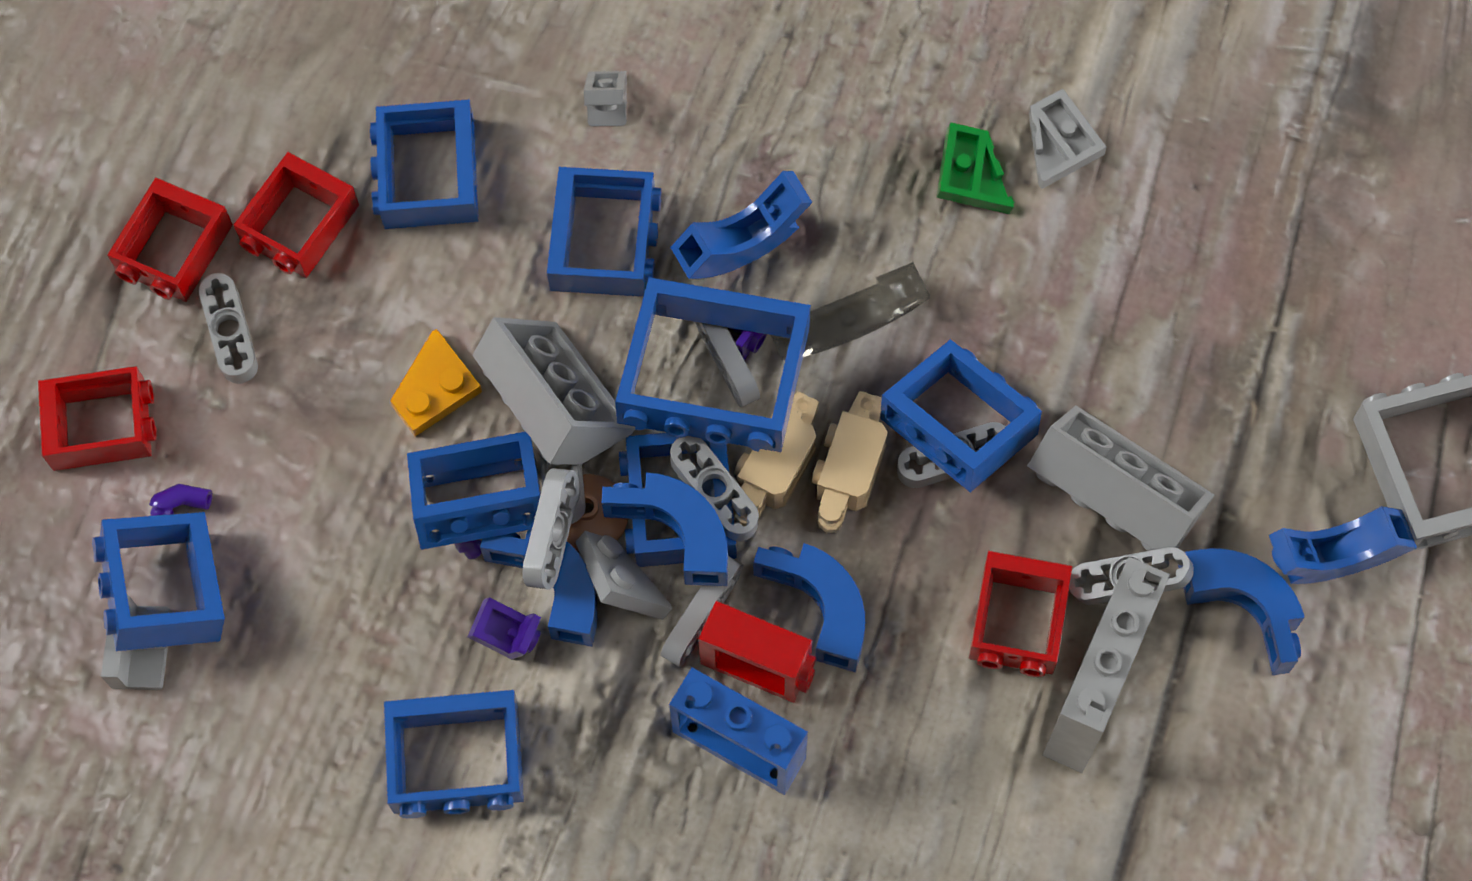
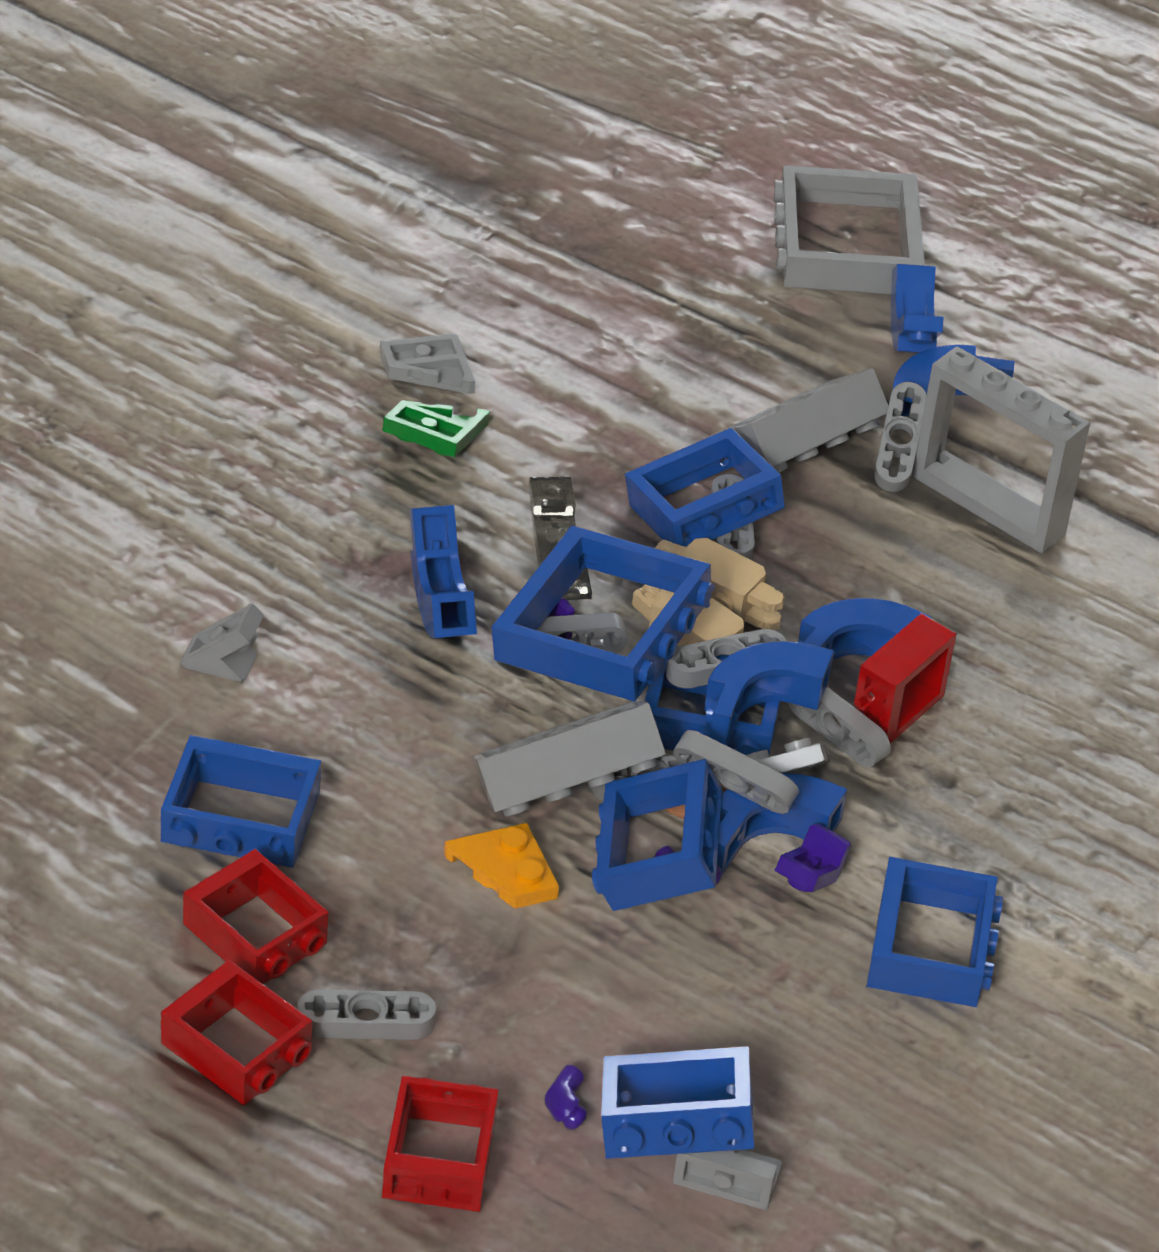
camera: 80 degrees left, 25 degrees down
(610, 185) = (377, 716): blue window -> none
(738, 730) = (960, 741): blue window -> none
(1027, 574) = (917, 495): red window -> none

